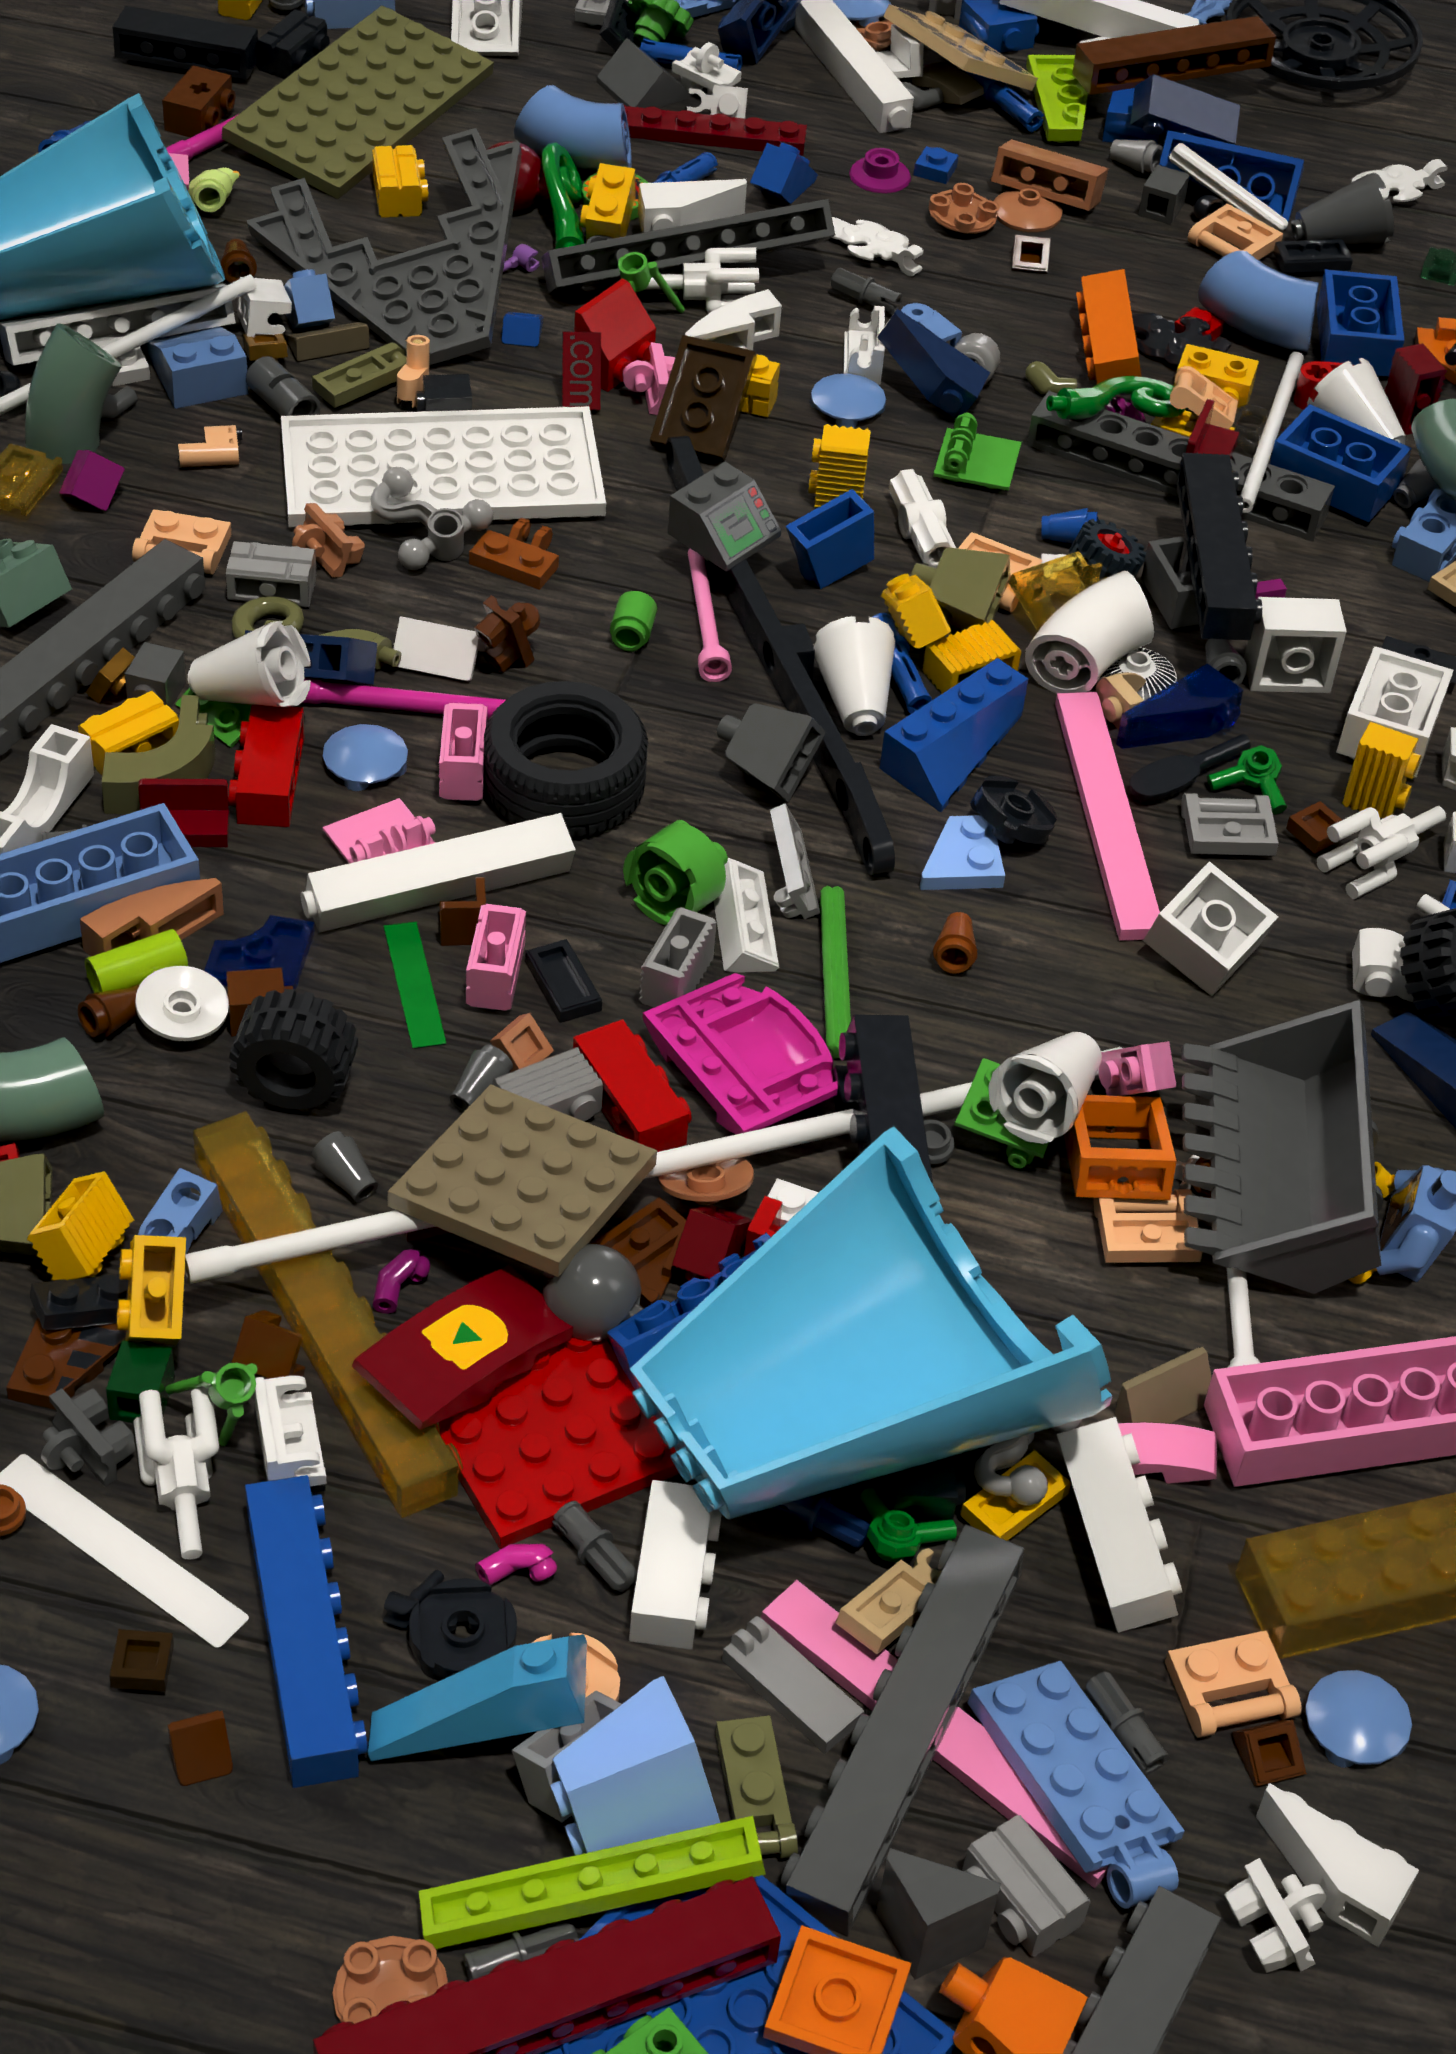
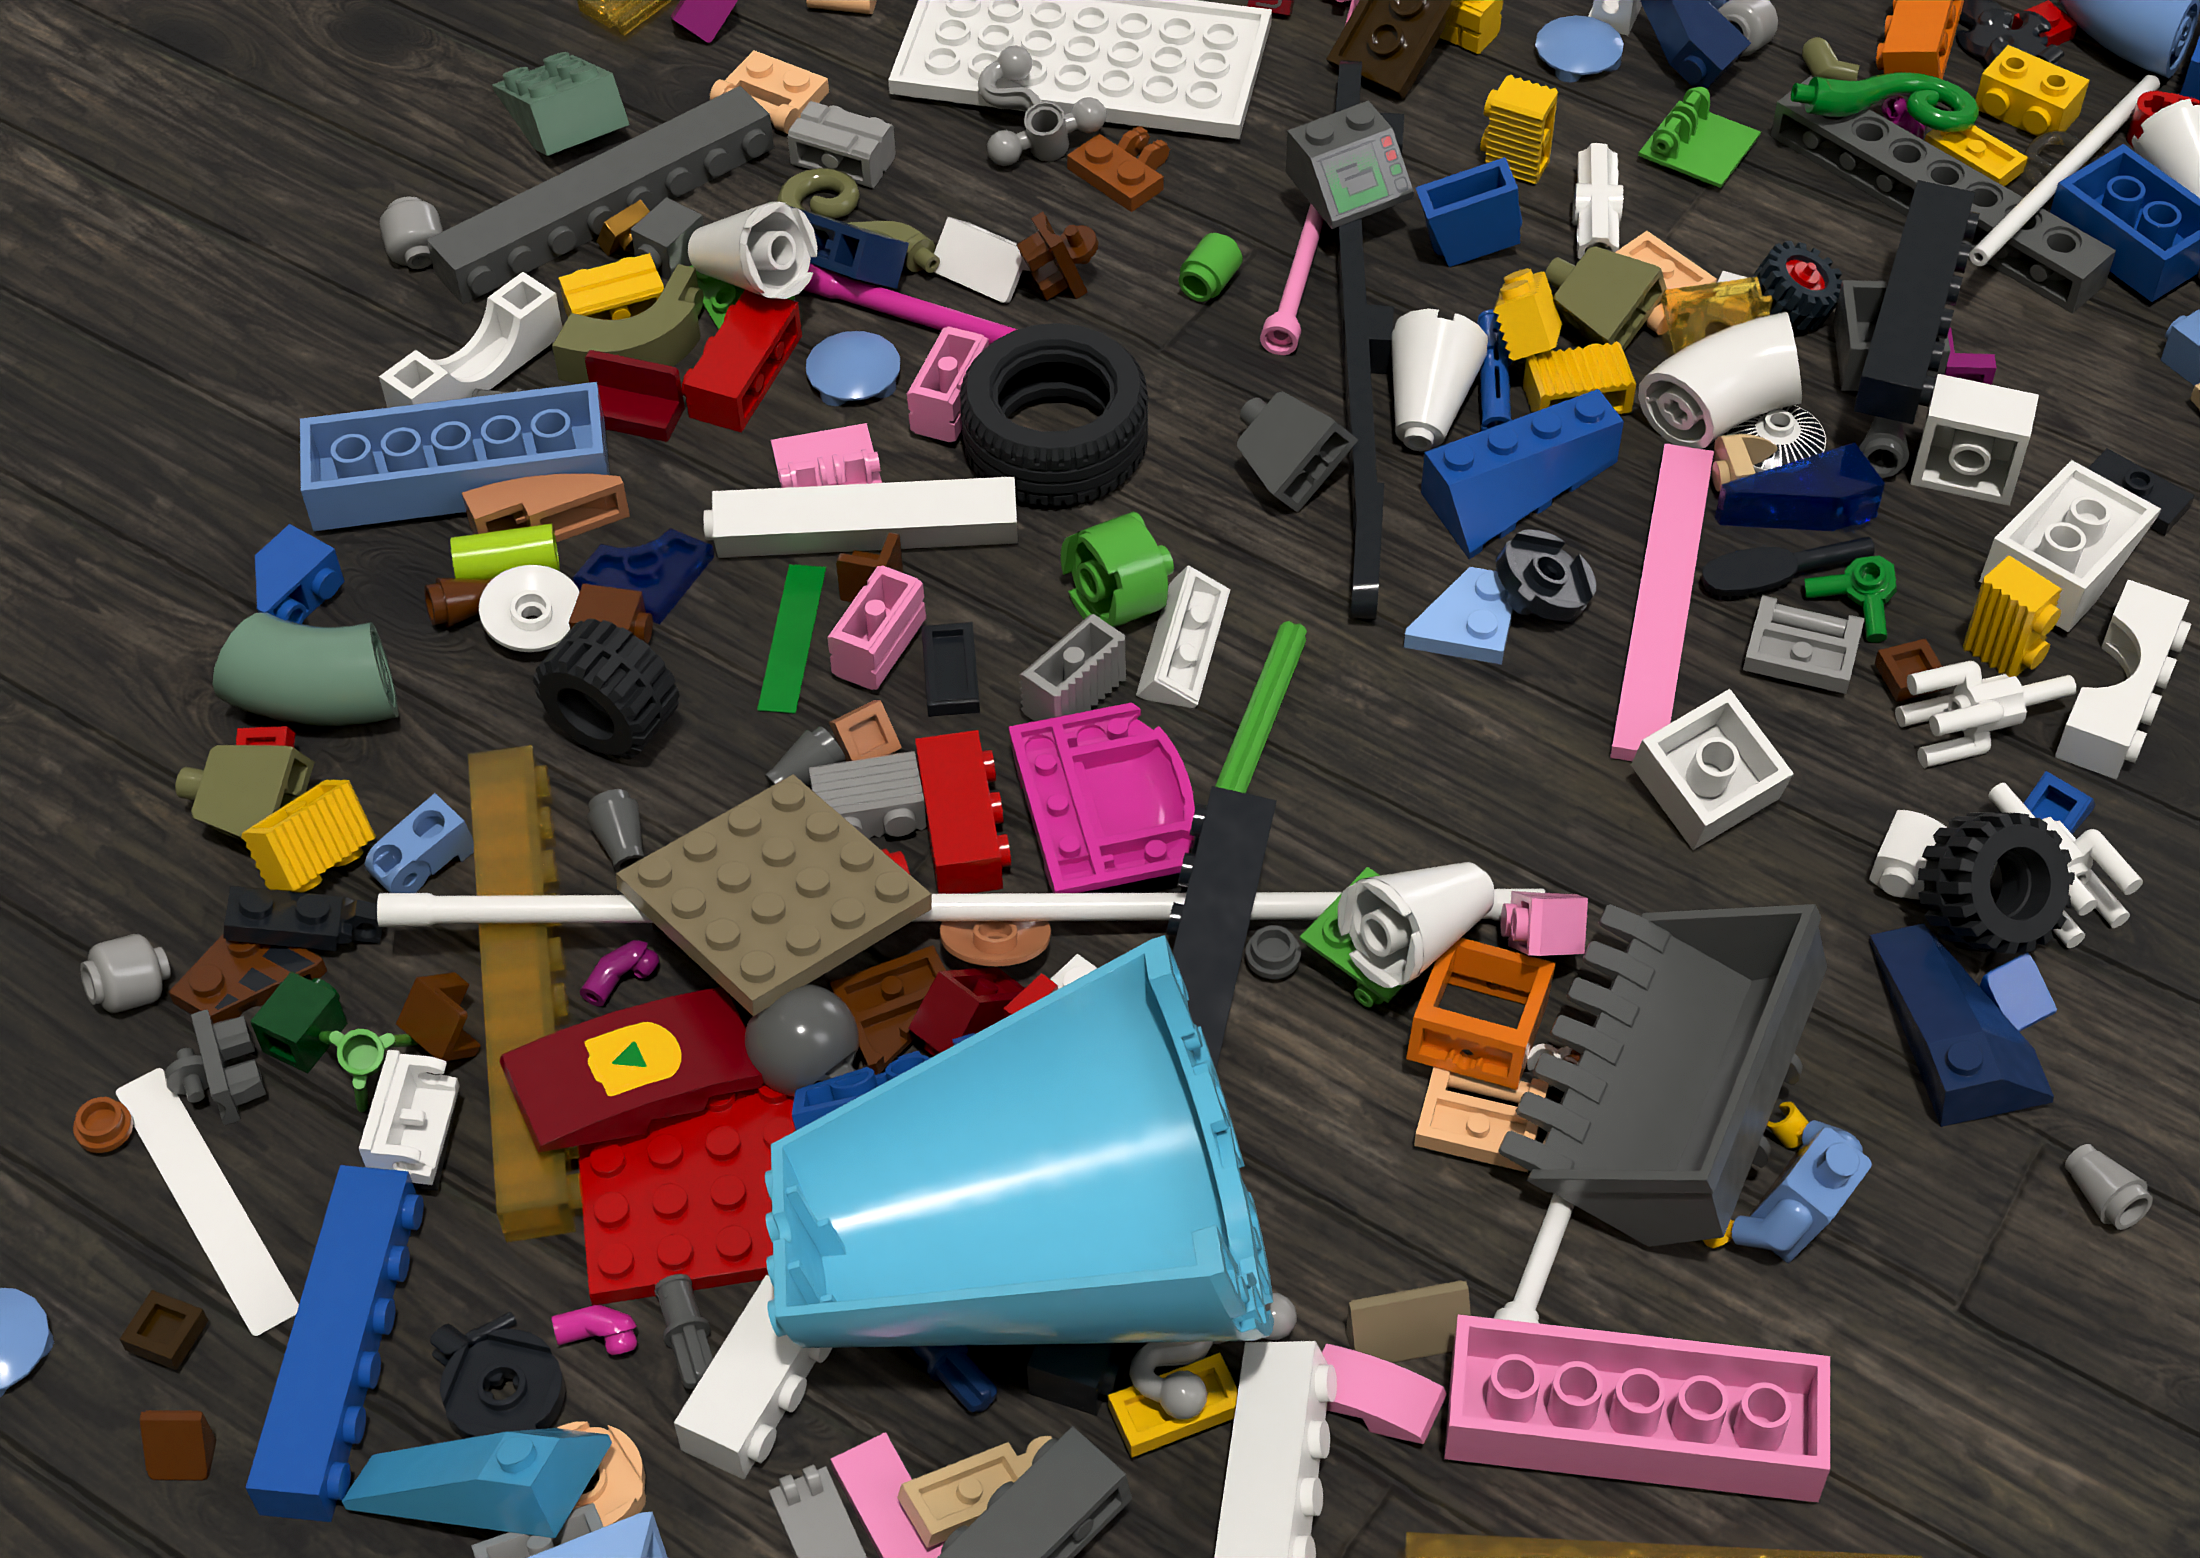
camera: 25 degrees right, 5 degrees up
(154, 1289) = (336, 925): yellow brick -> none
(178, 1463) = (295, 1121): white plant -> none
(327, 537) = (918, 116): nougat hips -> none
(799, 894) = (1261, 588): light grey hinge -> none
(895, 1531) = (1020, 1412): green piece -> none
(956, 944) = (1408, 721): dark orange cone -> none
(1066, 525) = (1759, 240): blue cone -> none
(1194, 389) = (2007, 128): light nougat plate -> none
(1211, 438) = (1975, 168): dark red panel -> none

